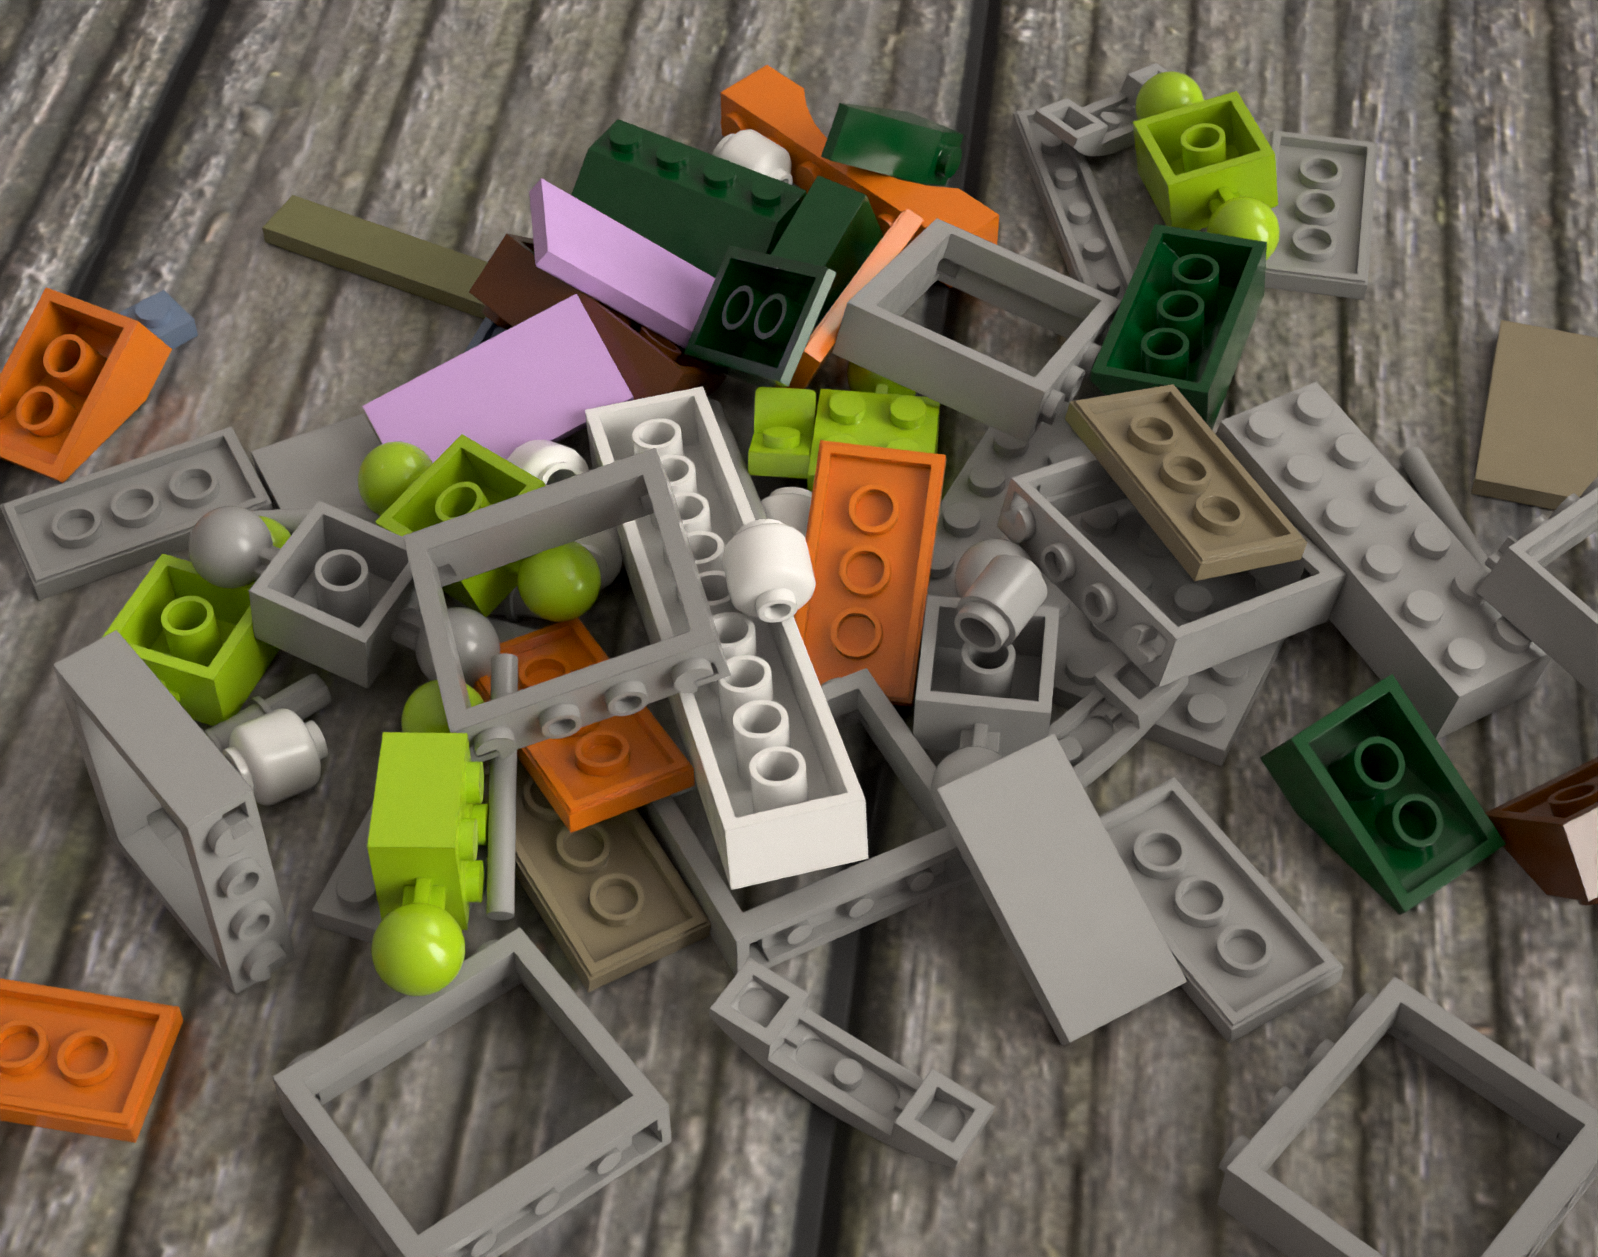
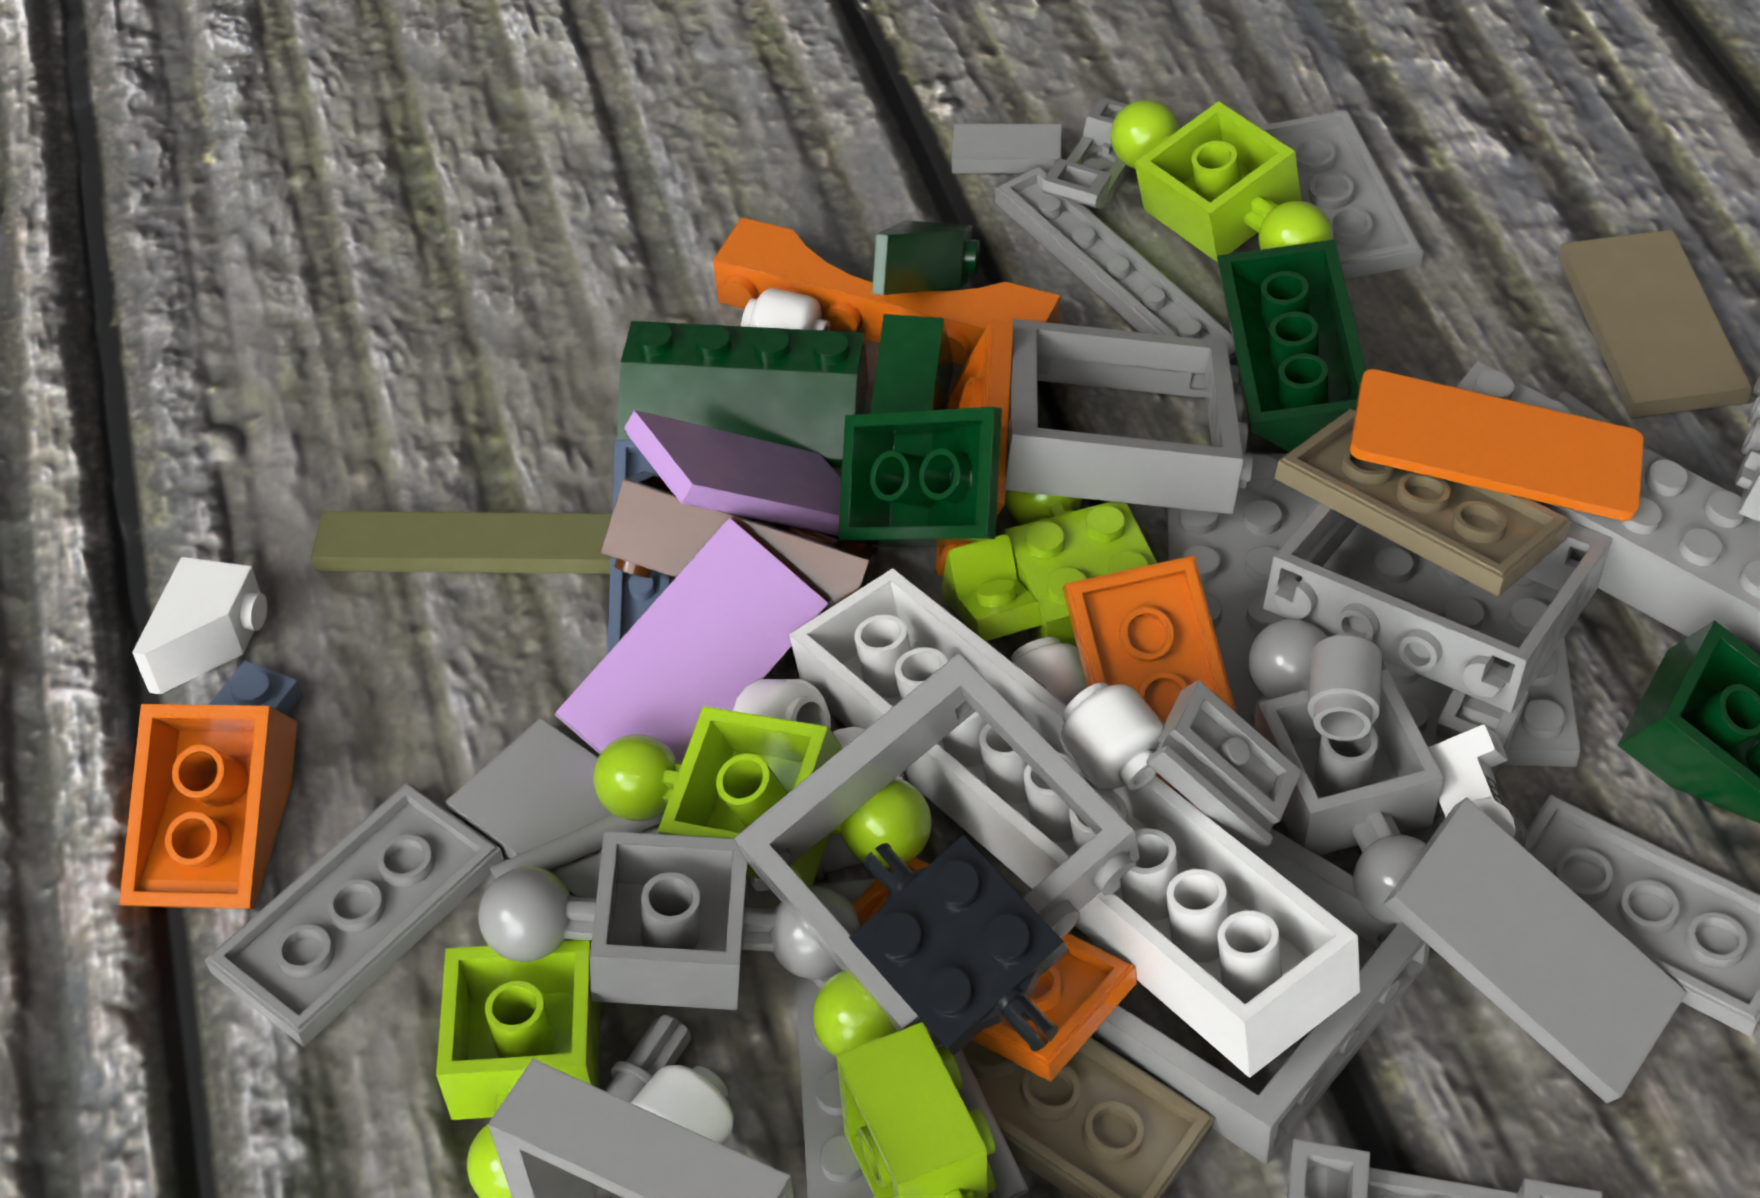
camera: 20 degrees left, 0 degrees up
(143, 248) = (199, 622): none -> white slope
(522, 681) = (960, 945): none -> black plate
(849, 629) = (1224, 766): none -> light grey plate
(1045, 80) = (1005, 148): none -> light grey tile
(1088, 729) = (1468, 773): none -> white leg
(1279, 455) = (1498, 444): none -> orange piece

